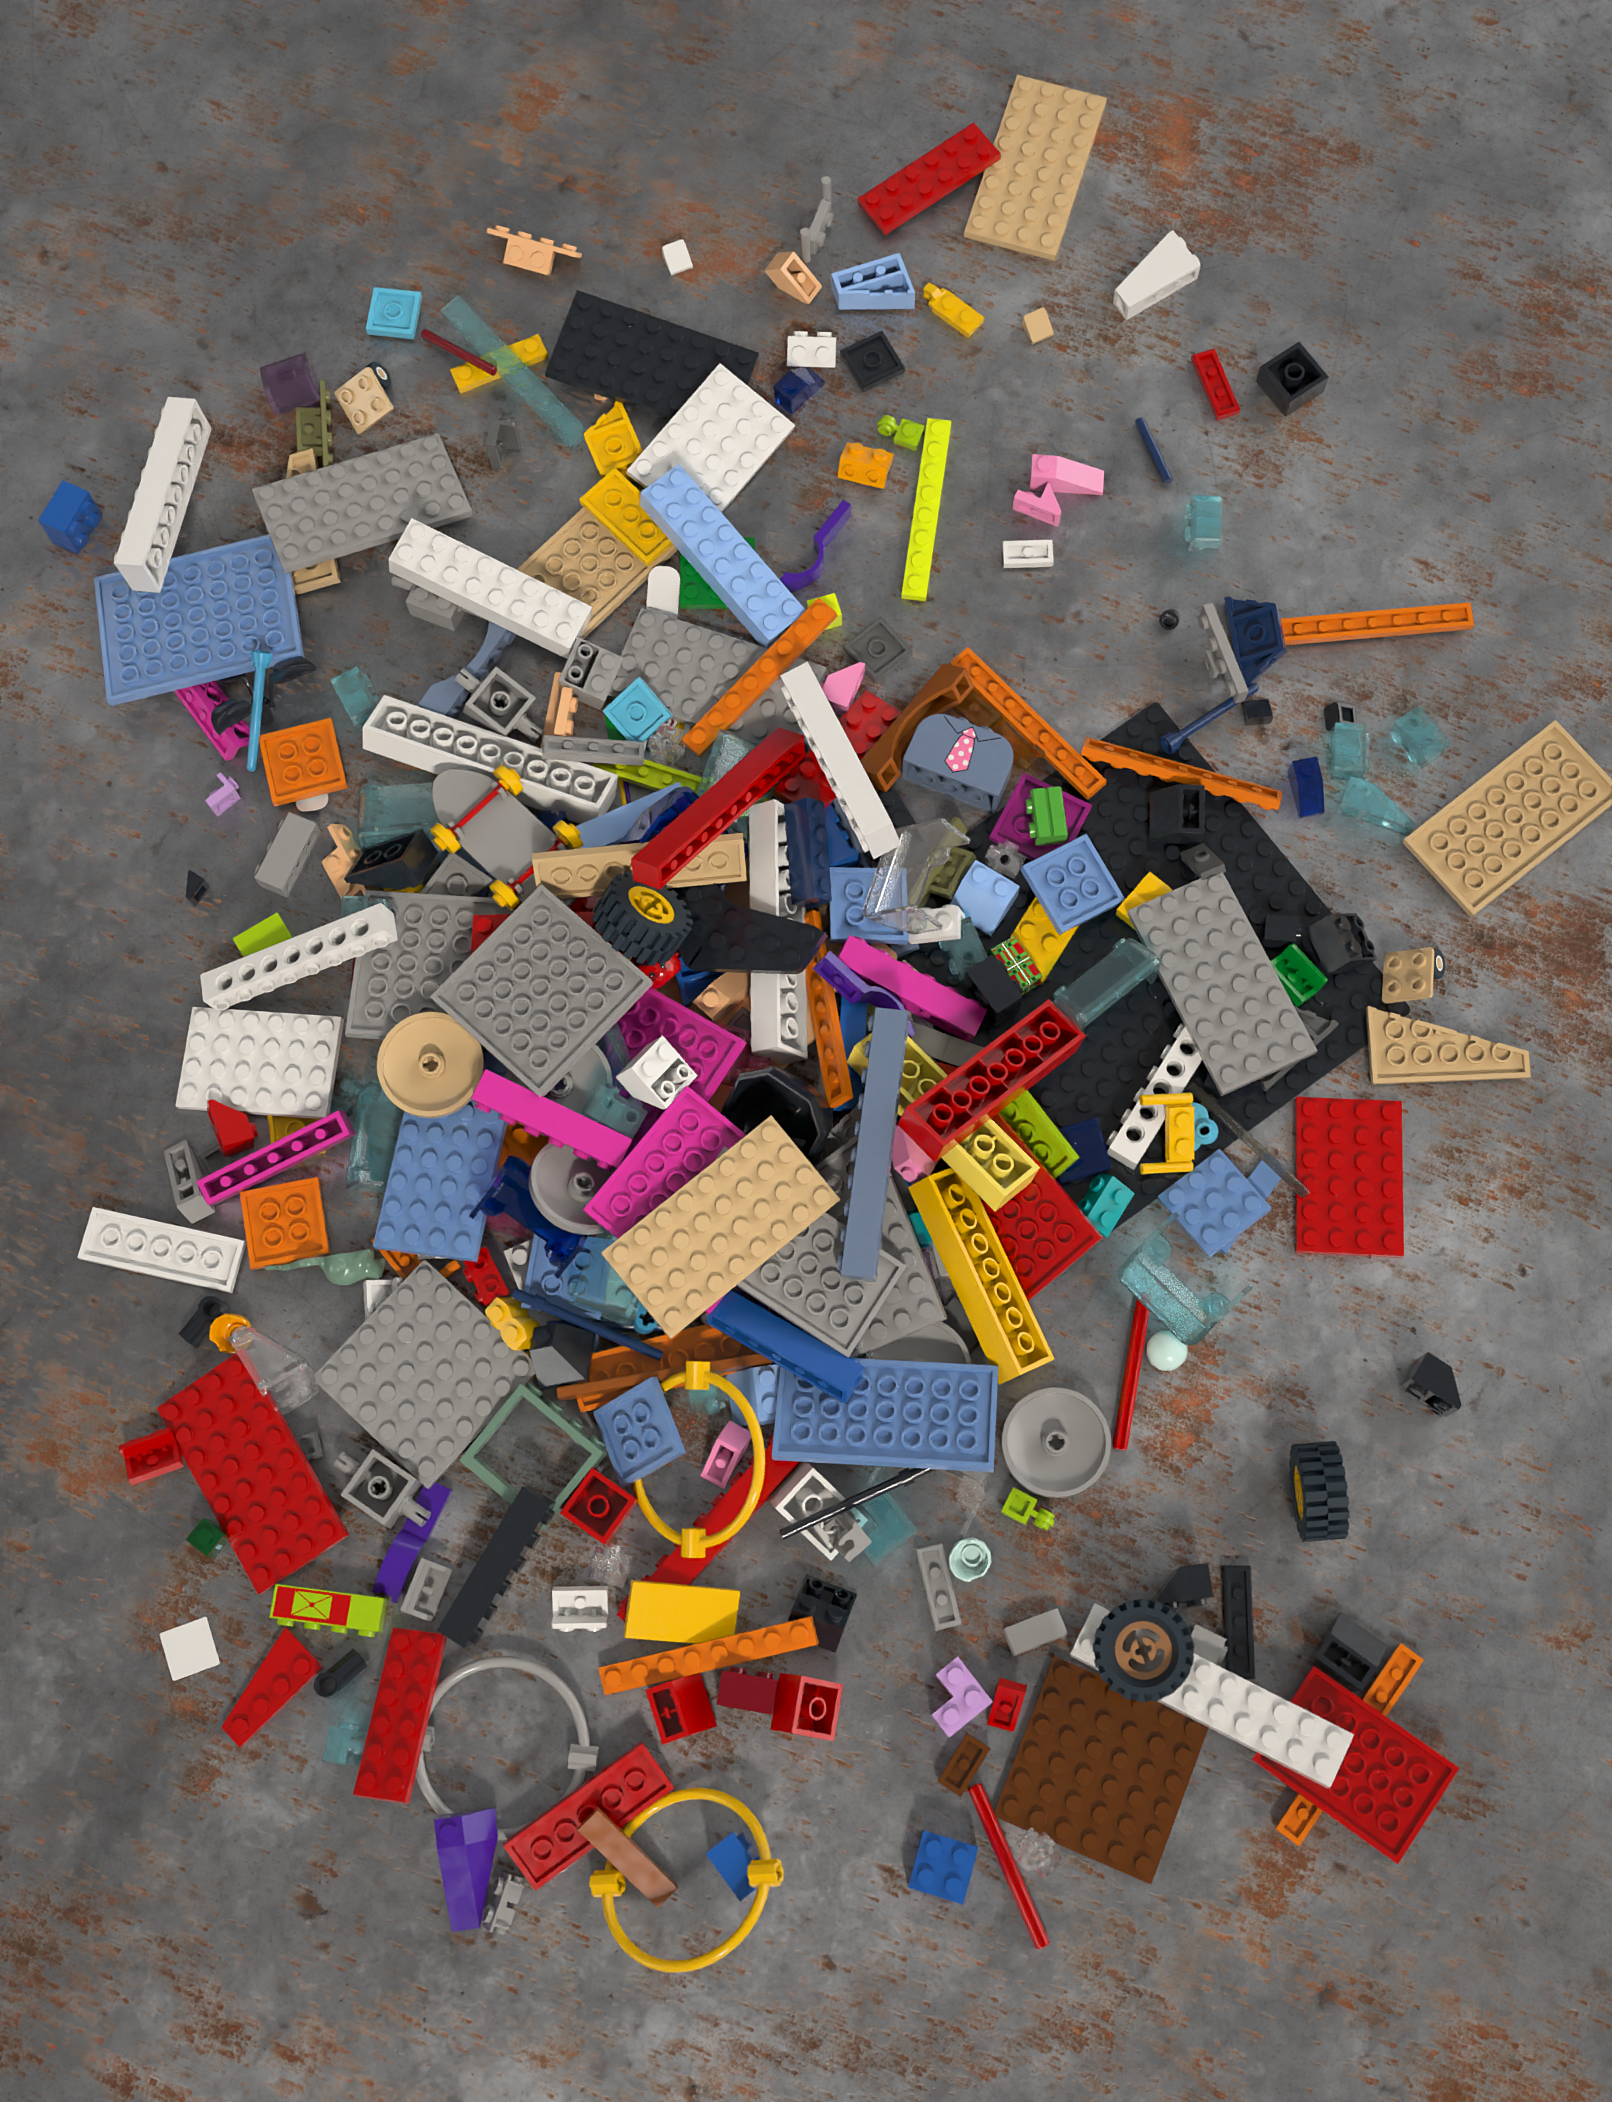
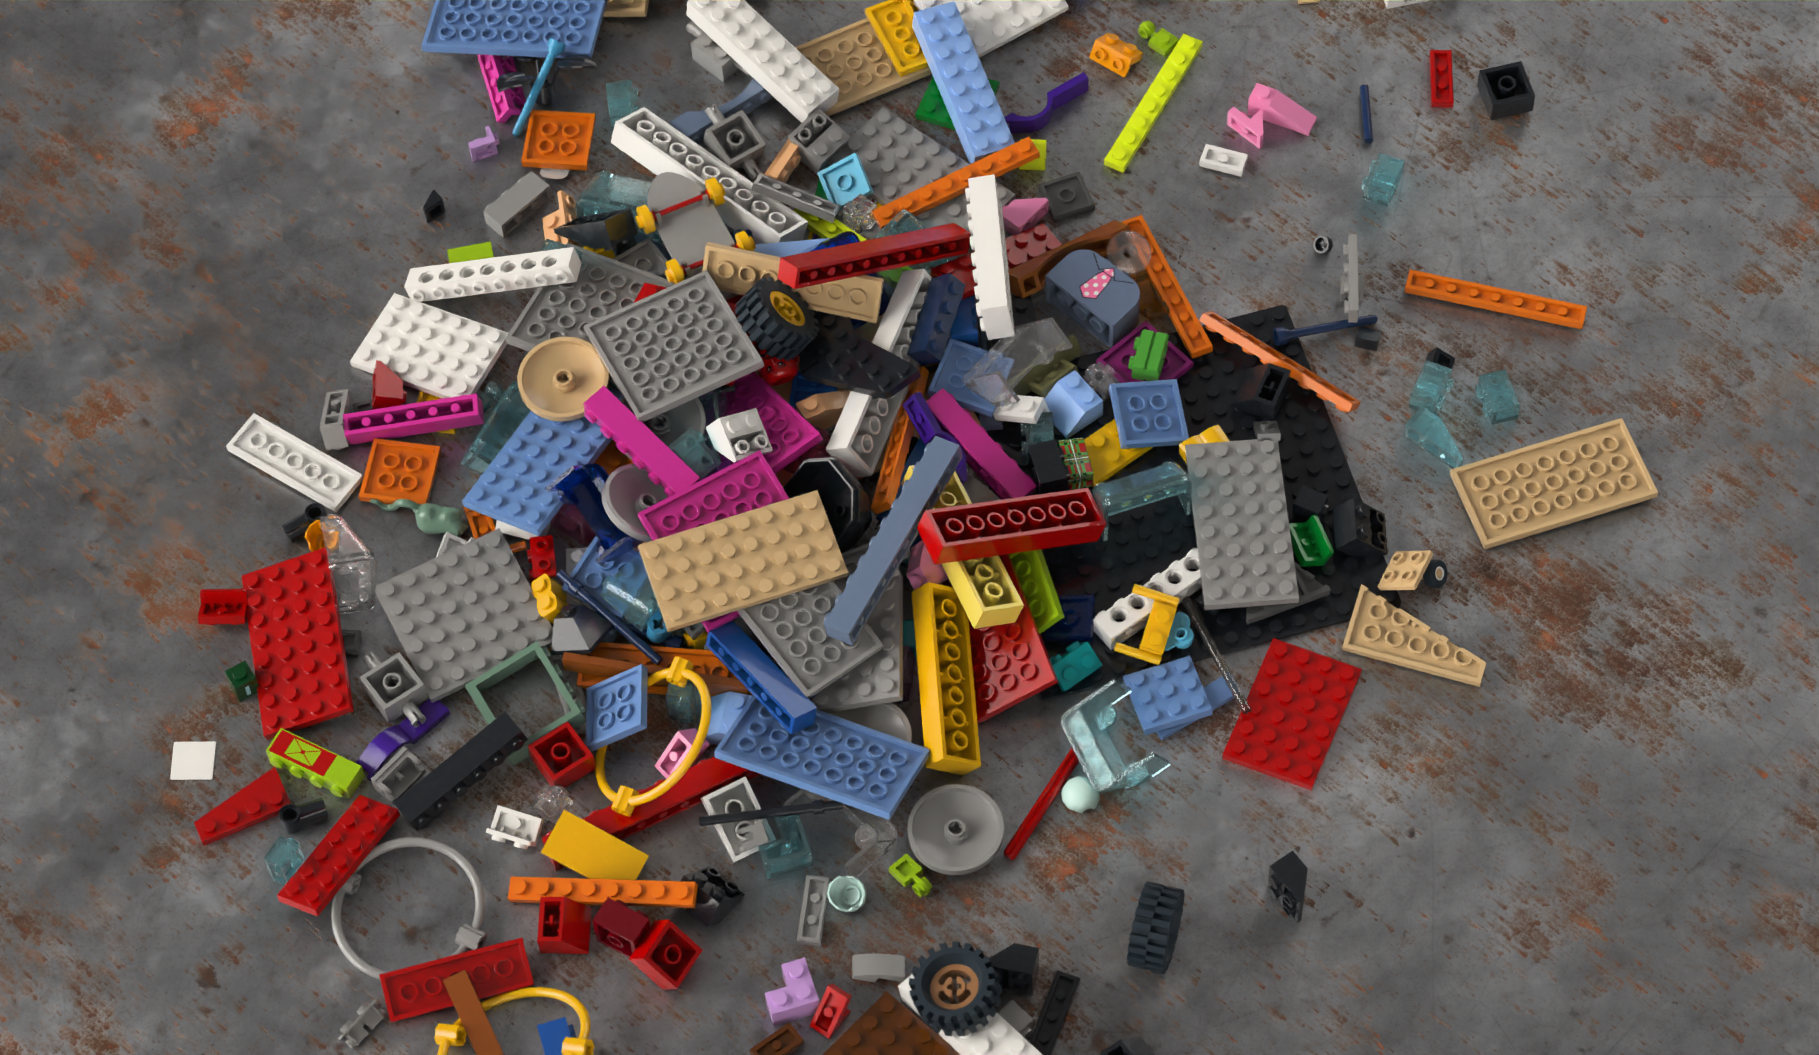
camera: 20 degrees right, 15 degrees down
(466, 1856) = (345, 977): dark purple wedge -> none
(663, 591) = (907, 99): white sticker -> none
(985, 694) = (1135, 245): none -> clear dish
(1255, 635) = (1389, 278): dark blue wing -> none
(1307, 787) = (1384, 405): clear blue slope -> none

